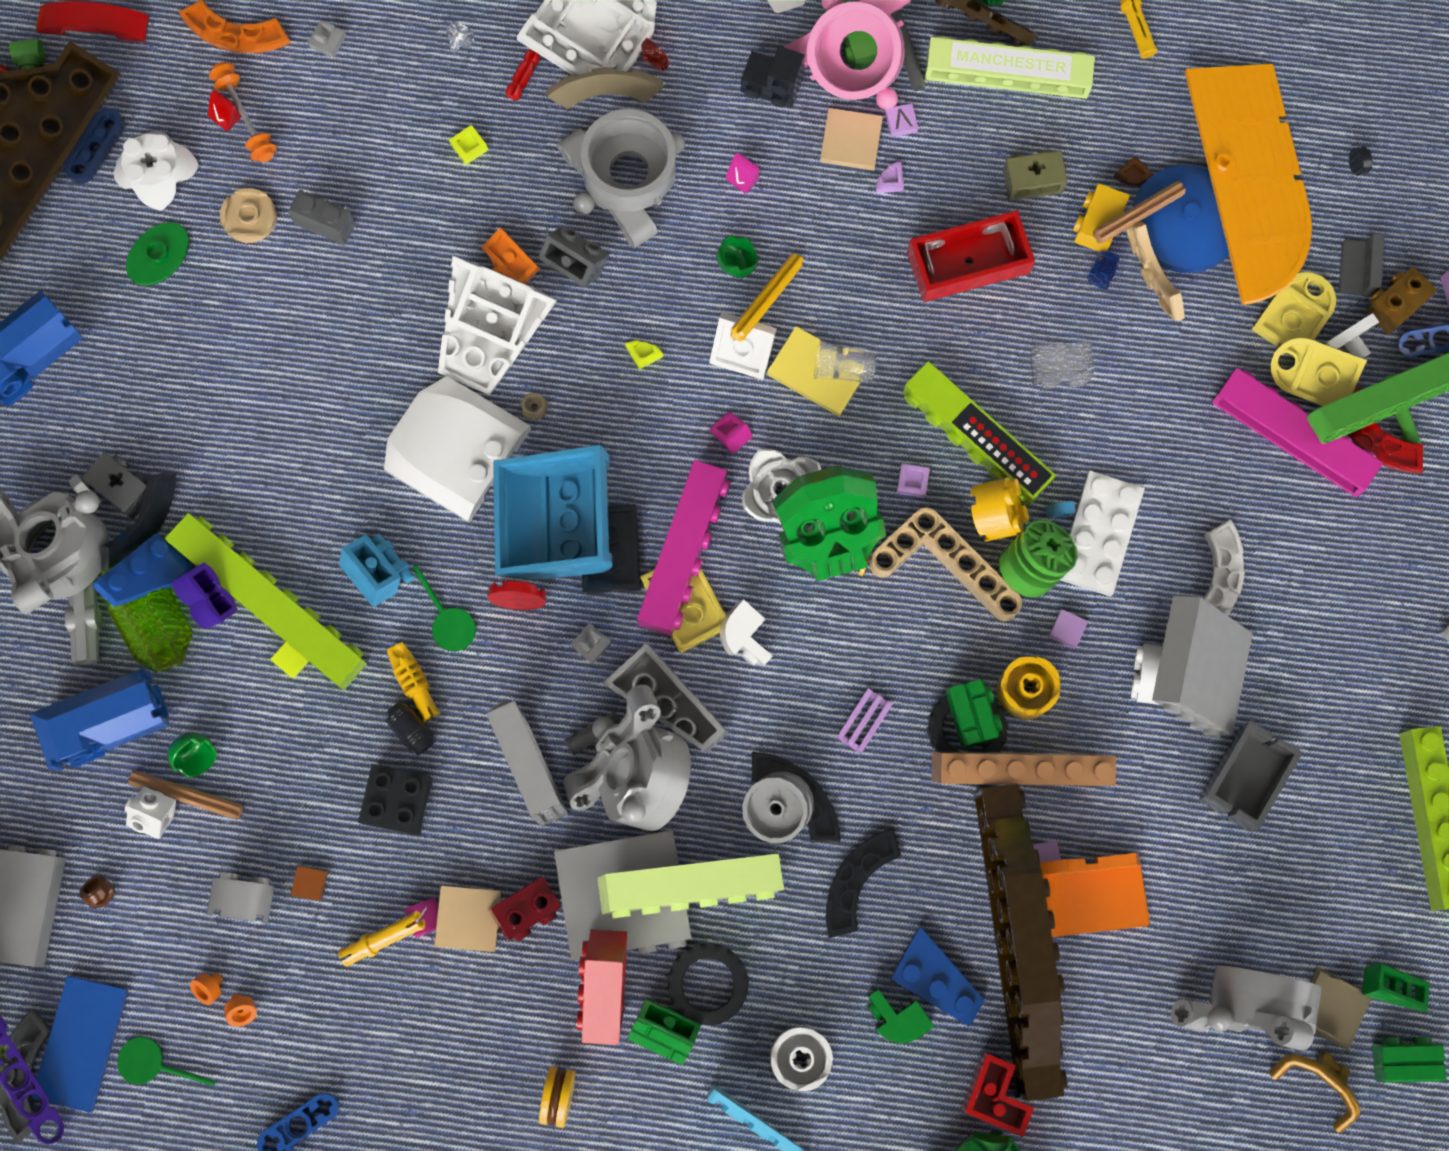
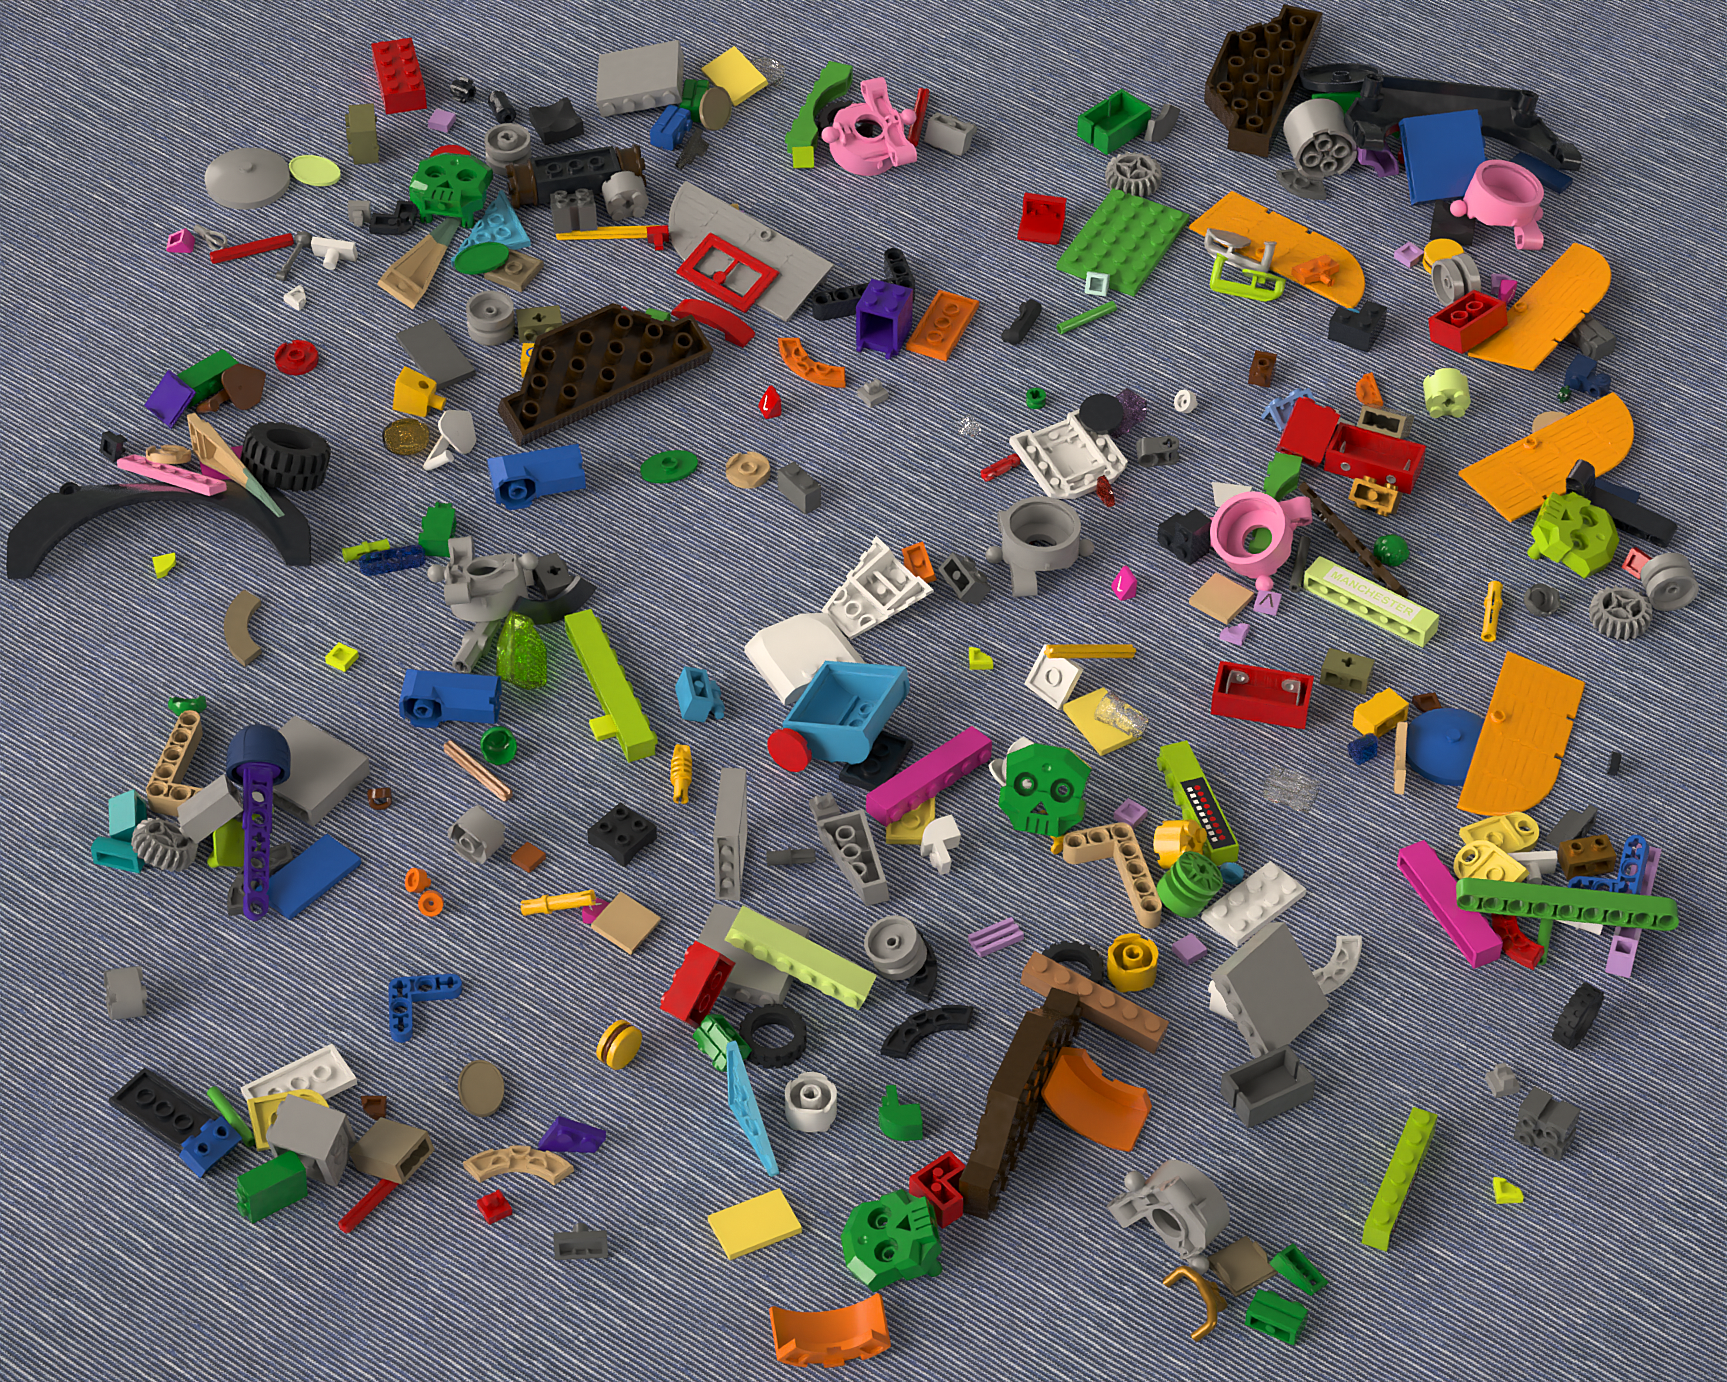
camera: 30 degrees right, 30 degrees down
(95, 135) = (667, 388): dark blue plate -> none
(143, 571) = (538, 625): blue wing -> none
(143, 1059) = (344, 906): green piece -> none
(150, 812) = (448, 764): white brick -> none
(154, 184) = (698, 413): white brick -> none
(206, 599) = (569, 658): dark purple brick -> none
(227, 80) = (784, 431): orange axle -> none
(410, 728) = (660, 798): black head -> none
(453, 627) = (730, 755): green piece -> none
(468, 144) = (933, 491): neon yellow tile -> none
(525, 909) = (670, 929): dark red brick -> none
(531, 399) = (877, 655): dark tan plate -> none
(604, 82) = (1056, 487): dark tan tile -> none
(636, 768) = (807, 870): light grey piece -> none
(731, 432) = (1012, 730): dark pink slope -> none
(737, 256) = (1086, 628): green hair -> none
(936, 980) = (944, 1111): blue wing -> none
(973, 713) = (1078, 949): green brick -> none
(1139, 212) = (1408, 715): medium nougat axle -> none

